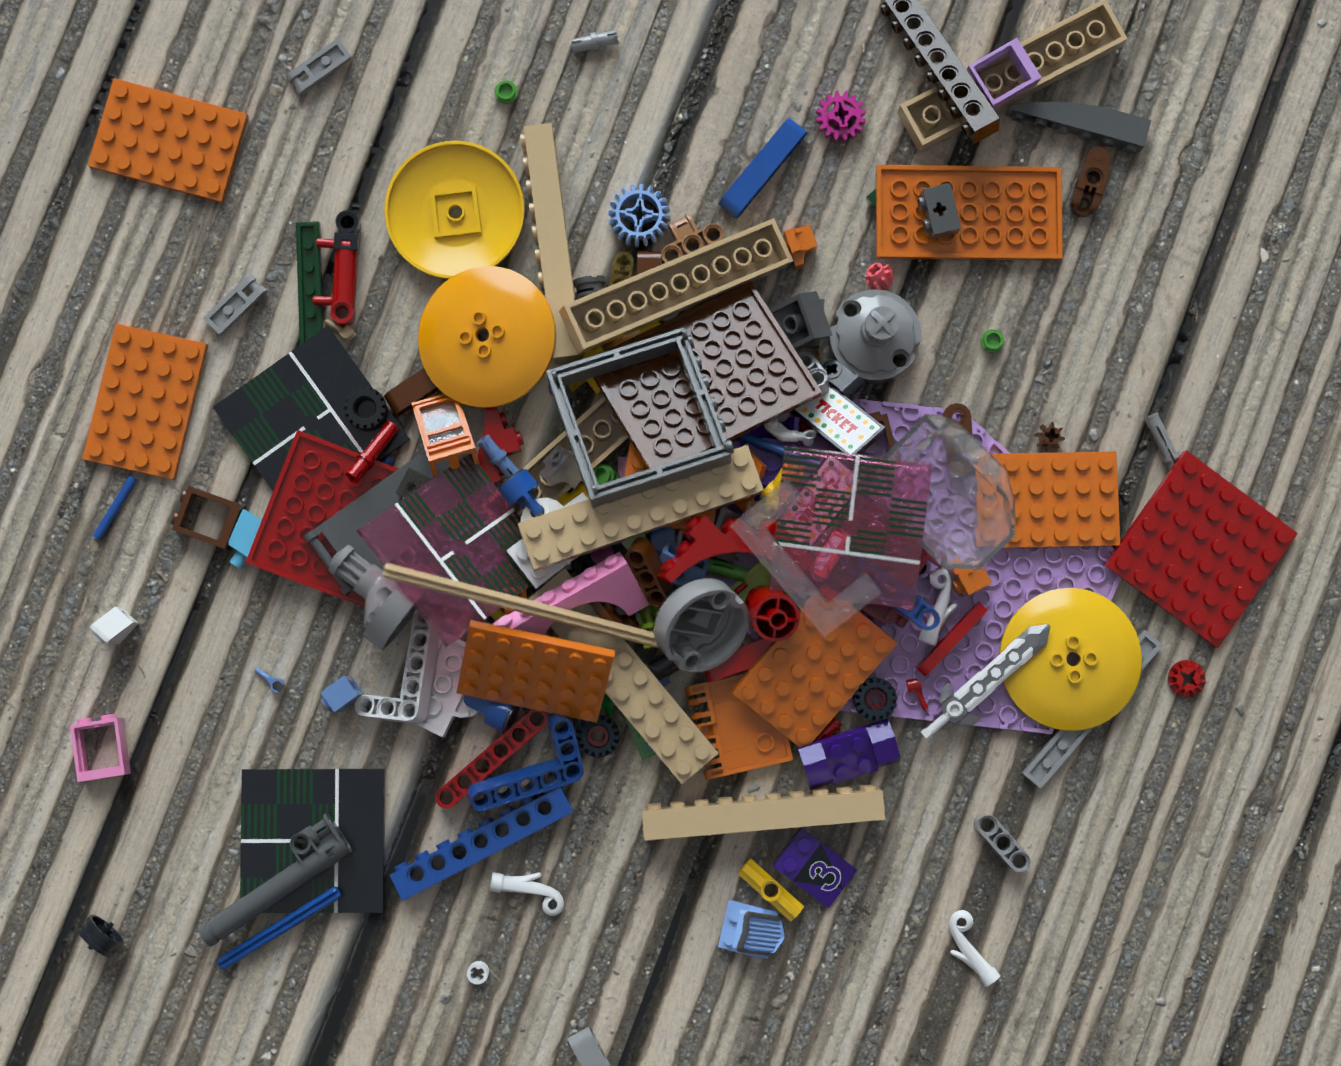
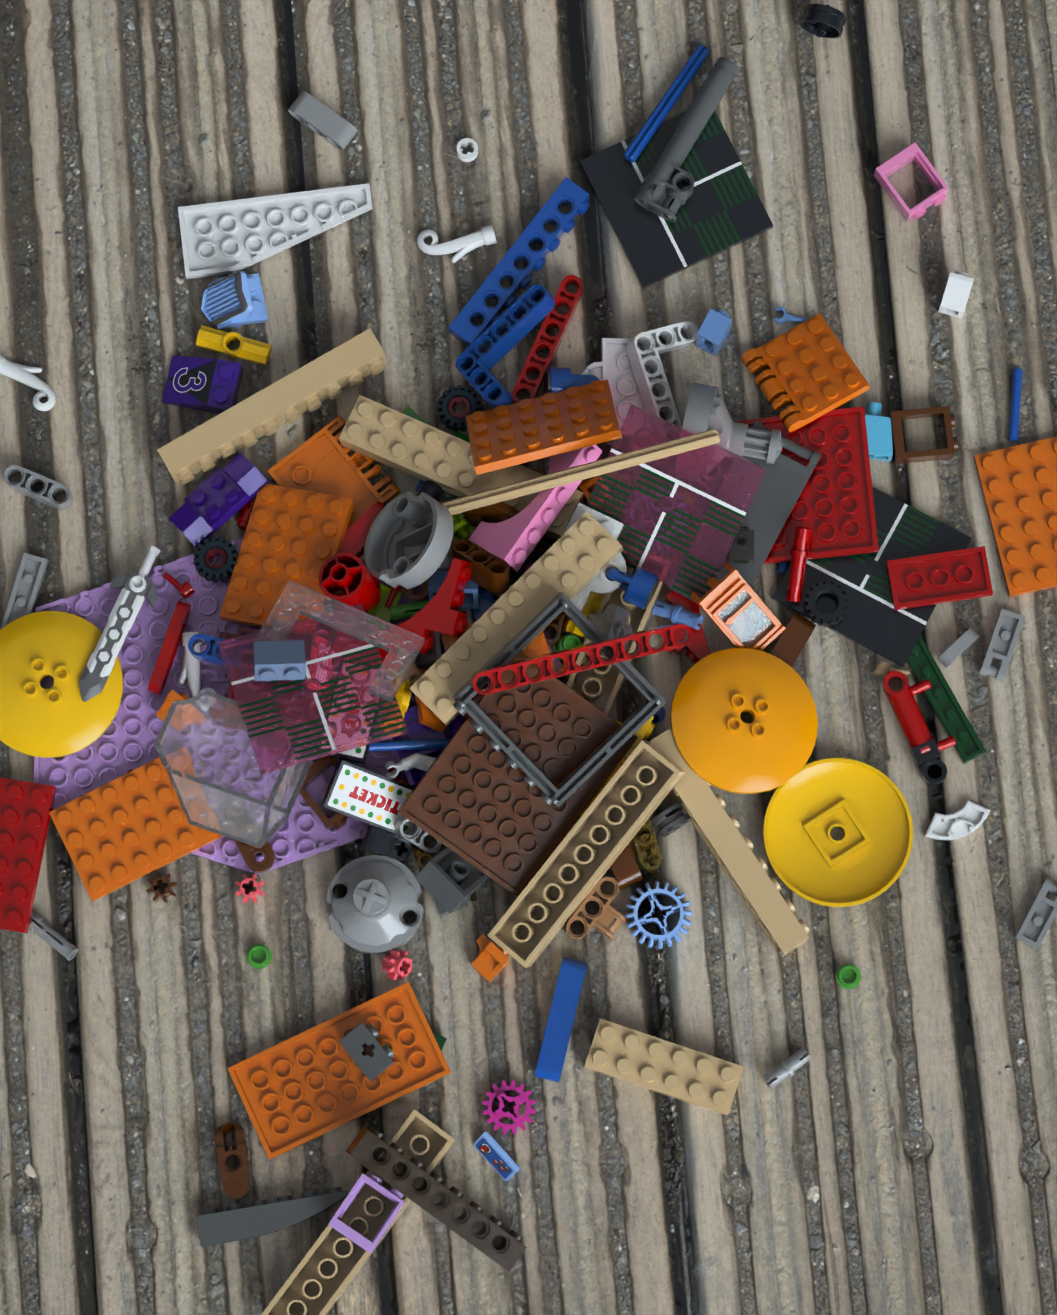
camera: 160 degrees right, 5 degrees down
(257, 382) = (939, 578): none -> red plate
(273, 319) = (958, 647): none -> light grey beam
(276, 622) = (805, 370): none -> orange hinge
(350, 174) = (957, 824): none -> white tile
(611, 443) = (593, 658): none -> red beam
(696, 87) = (663, 1067): none -> tan brick
(711, 991) = (242, 232): none -> white wing
(868, 83) = (496, 1156): none -> slope
(869, 560) = (279, 660): none -> sand blue brick
(975, 393) = (252, 895): none -> coral gear

